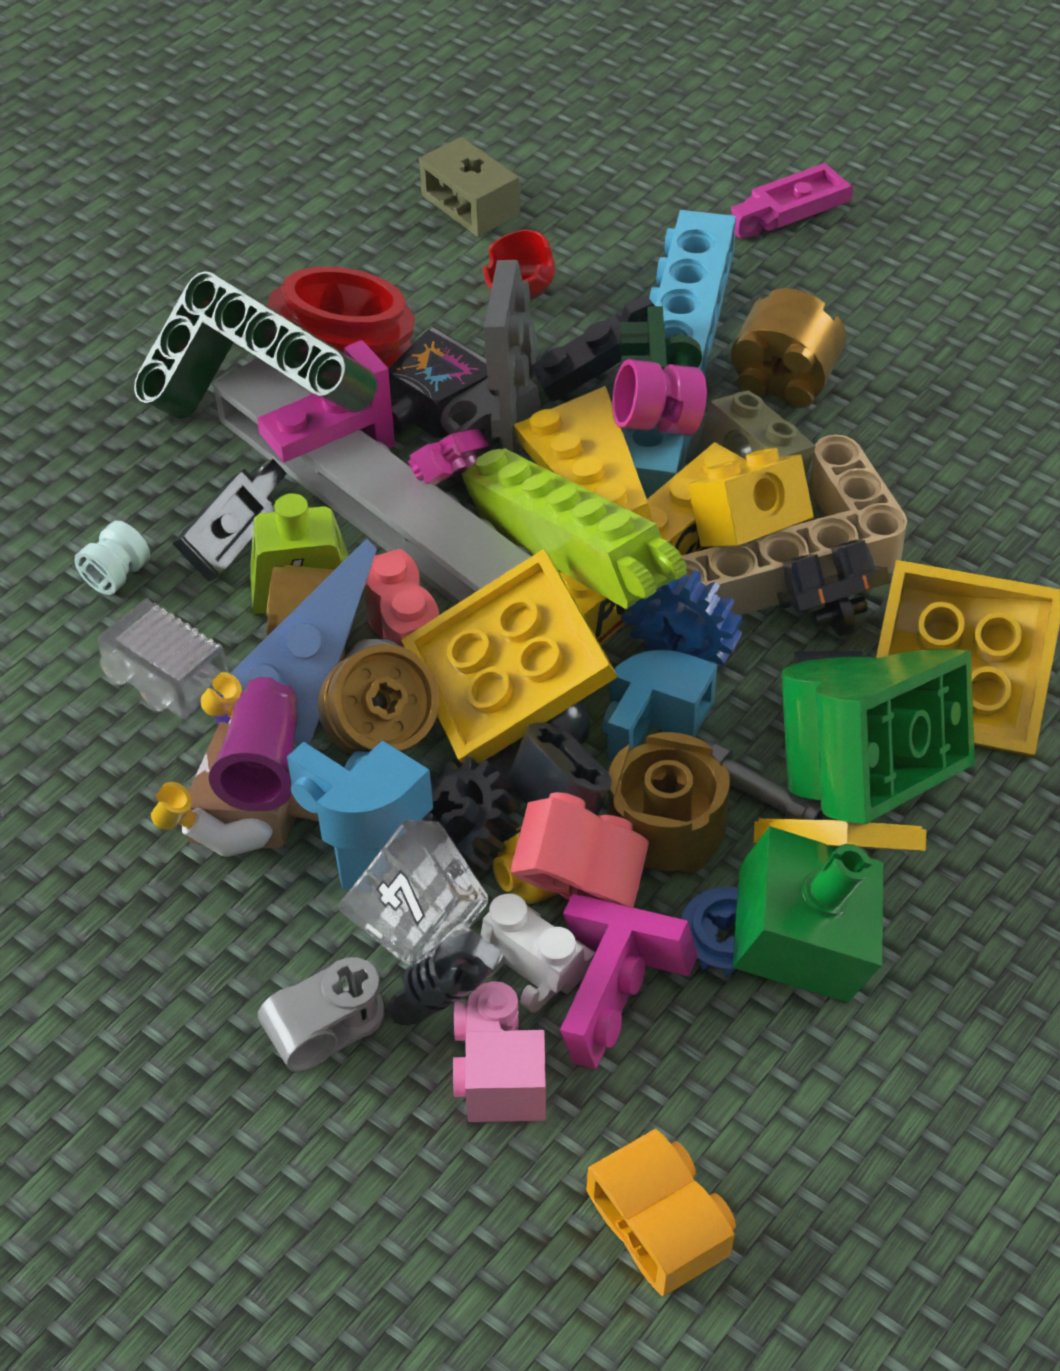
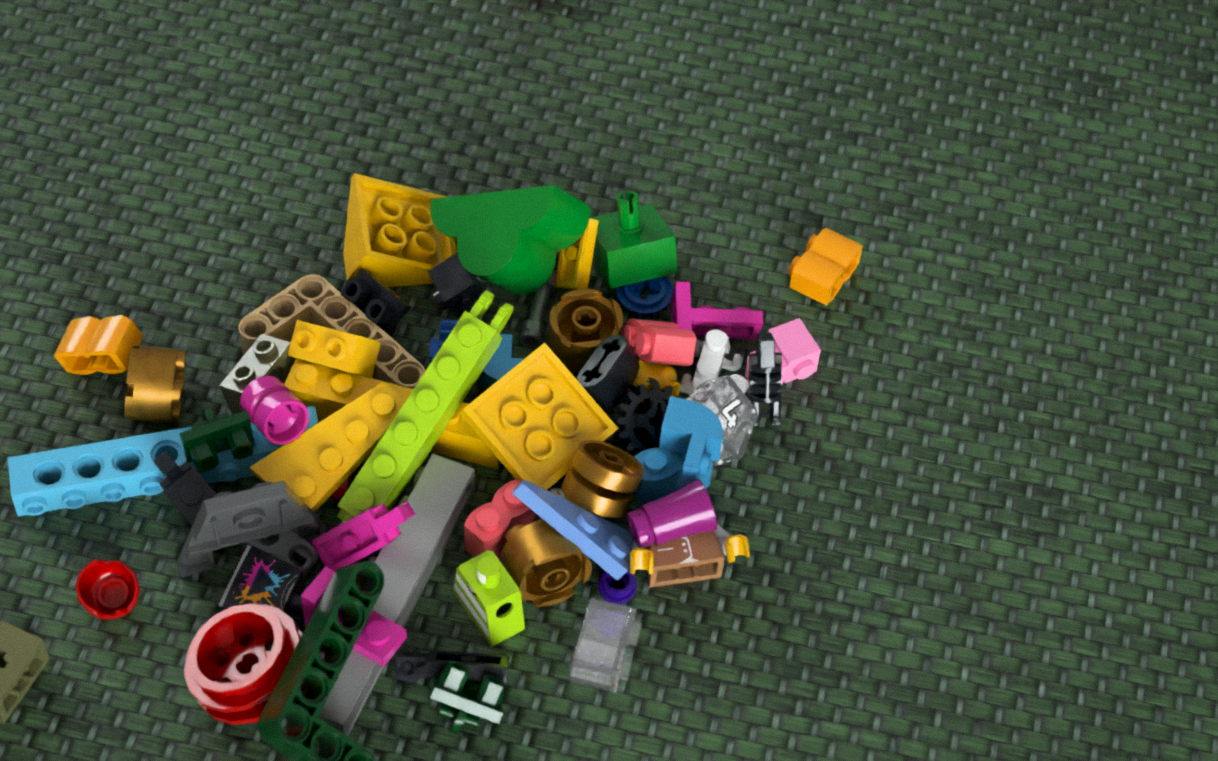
camera: 120 degrees left, 5 degrees up
(109, 560) = (540, 722): light aqua wheel -> none
(175, 499) = (451, 691): none -> dark green hips
(321, 1016) = (806, 445): light grey piece -> none
(883, 324) = (98, 345): none -> light orange brick

